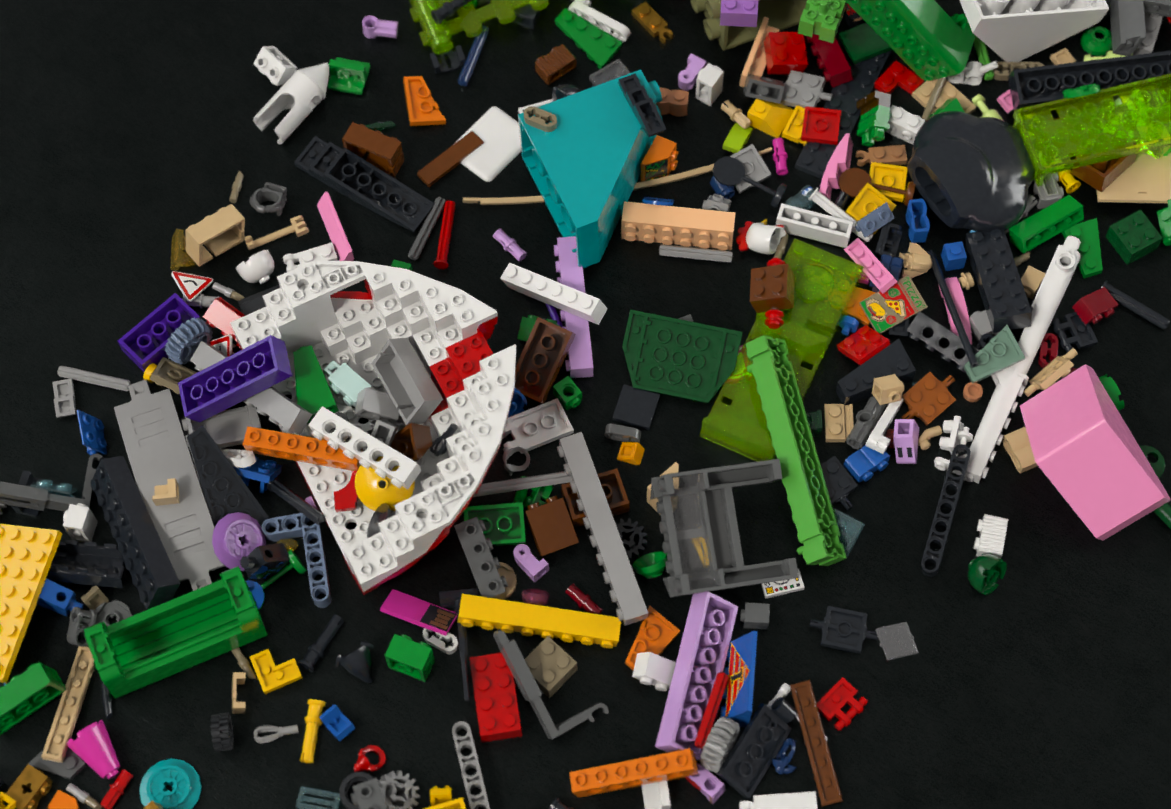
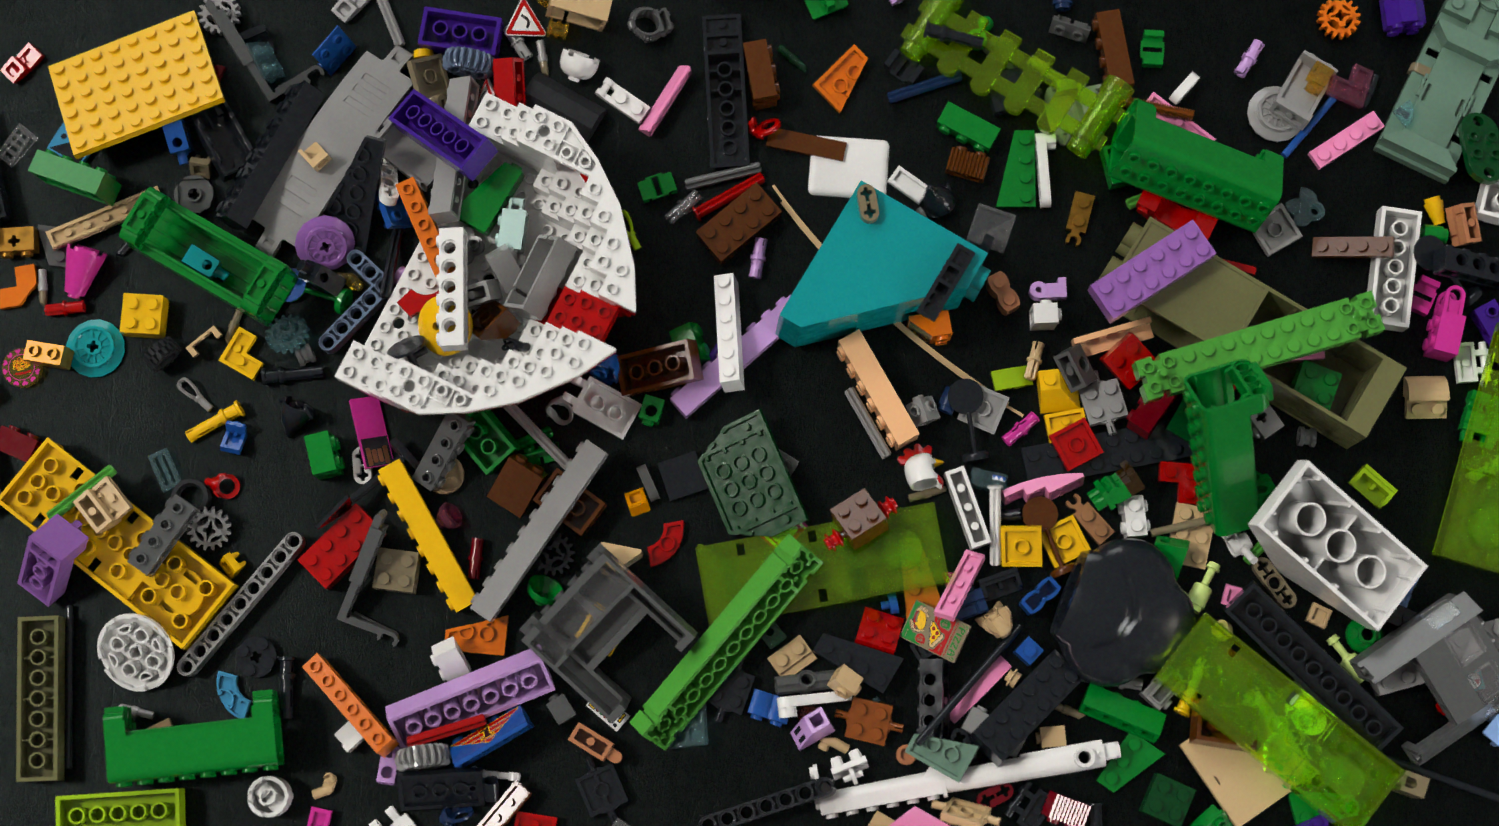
camera: 55 degrees right, 15 degrees up
(78, 624) = (172, 175): dark grey piece -> none
(79, 522) = (251, 104): white brick -> none
(175, 638) = (198, 259): none -> teal torso
(178, 726) = (144, 315): none -> yellow brick
(216, 265) = (562, 32): none -> clear yellow bush
(286, 622) = (287, 333): none -> clear light blue gear
(298, 226) = (642, 64): tan hinge -> none
(315, 621) = (305, 354): none -> dark grey wheel
(414, 182) = (758, 131): none -> red piece
(427, 265) = (683, 207): none -> clear pin
(473, 239) = (738, 224): none -> reddish brown brick
(527, 46) = (967, 128): none -> green brick
(528, 563) = (476, 489): lavender leg -> none
(658, 201) = (894, 348): blue window -> none
(680, 450) = (667, 544): none -> red tile
(803, 607) = (594, 744): none -> nougat brick
(874, 220) = (1008, 559): sand blue hinge -> none
(1081, 91) = (1272, 661): green tile -> none

